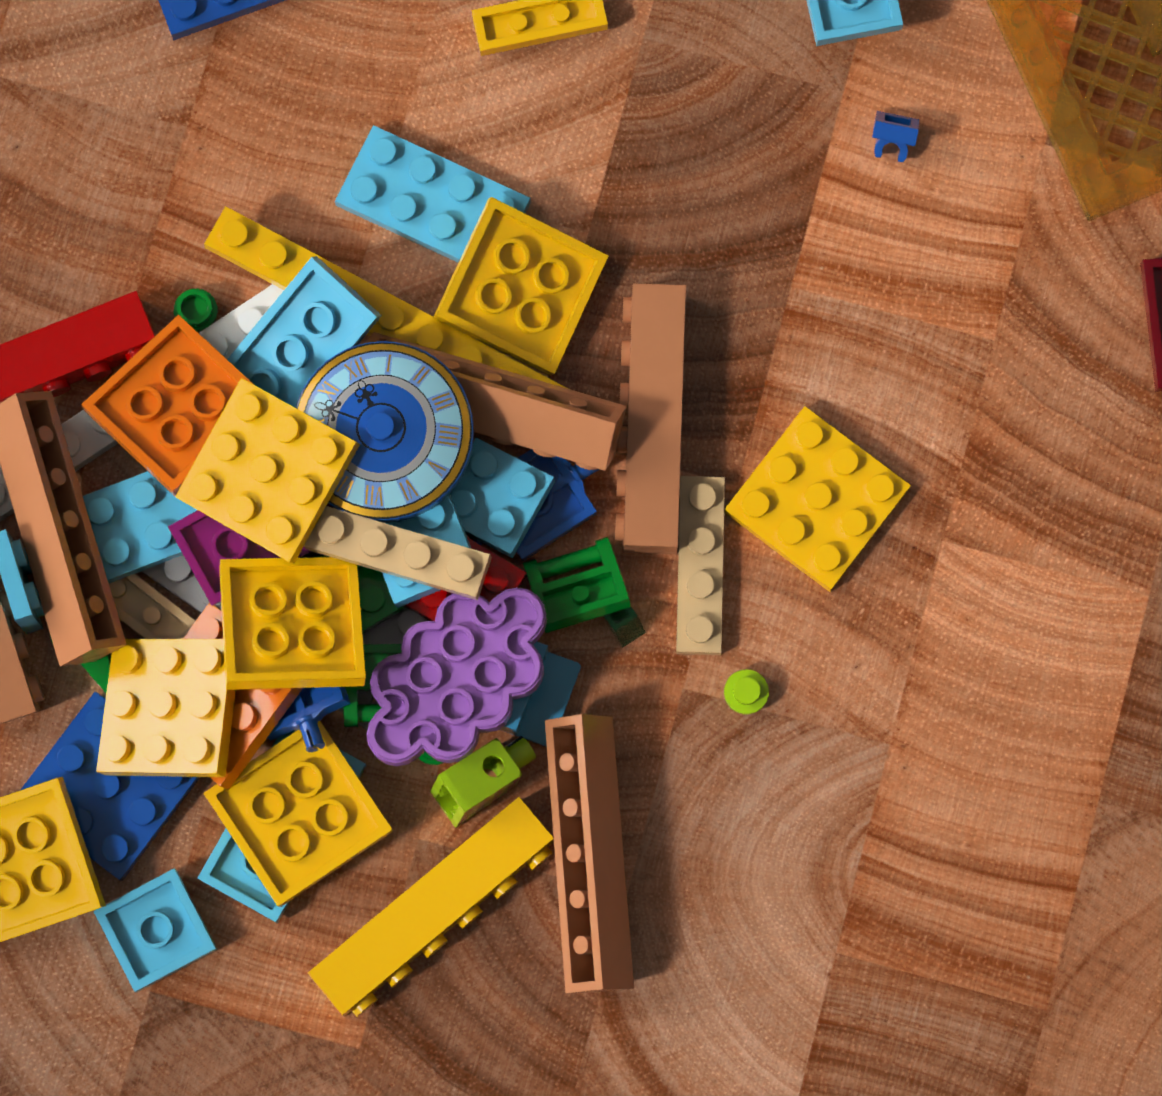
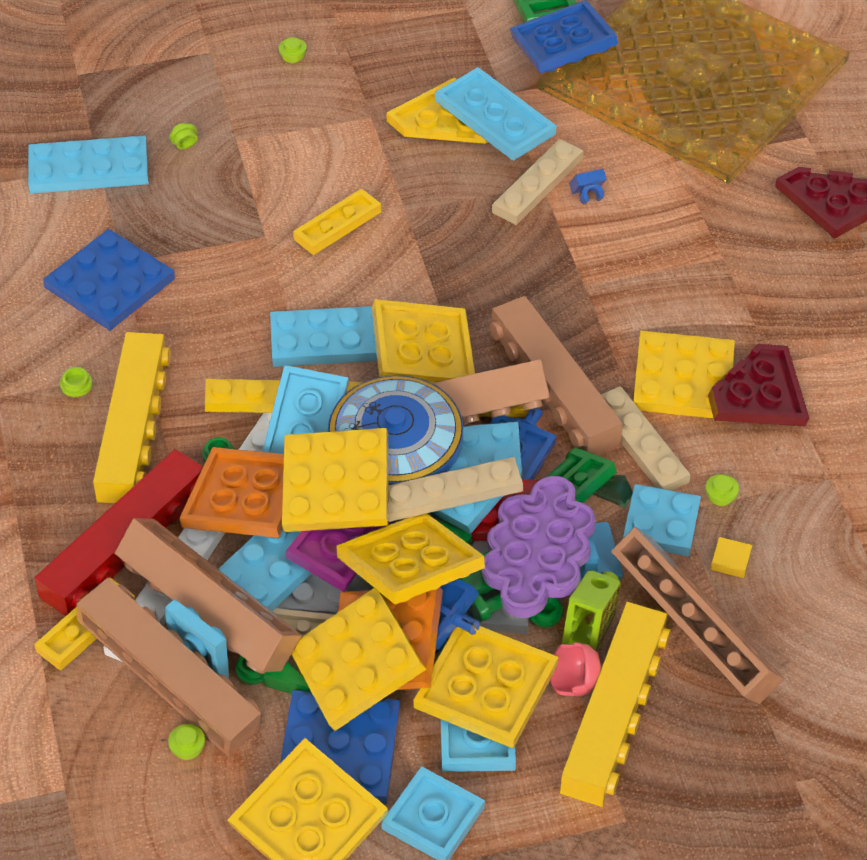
camera: 30 degrees left, 30 degrees down
(87, 108) = (76, 382): none -> lime plate
(121, 201) = (131, 415): none -> yellow brick
(412, 846) = (576, 670): none -> coral hair
(649, 692) = (664, 516): none -> medium azure plate
(693, 790) = (731, 557): none -> yellow tile
(839, 85) = (537, 181): none -> tan plate
(885, 582) = (761, 390): none -> dark red plate

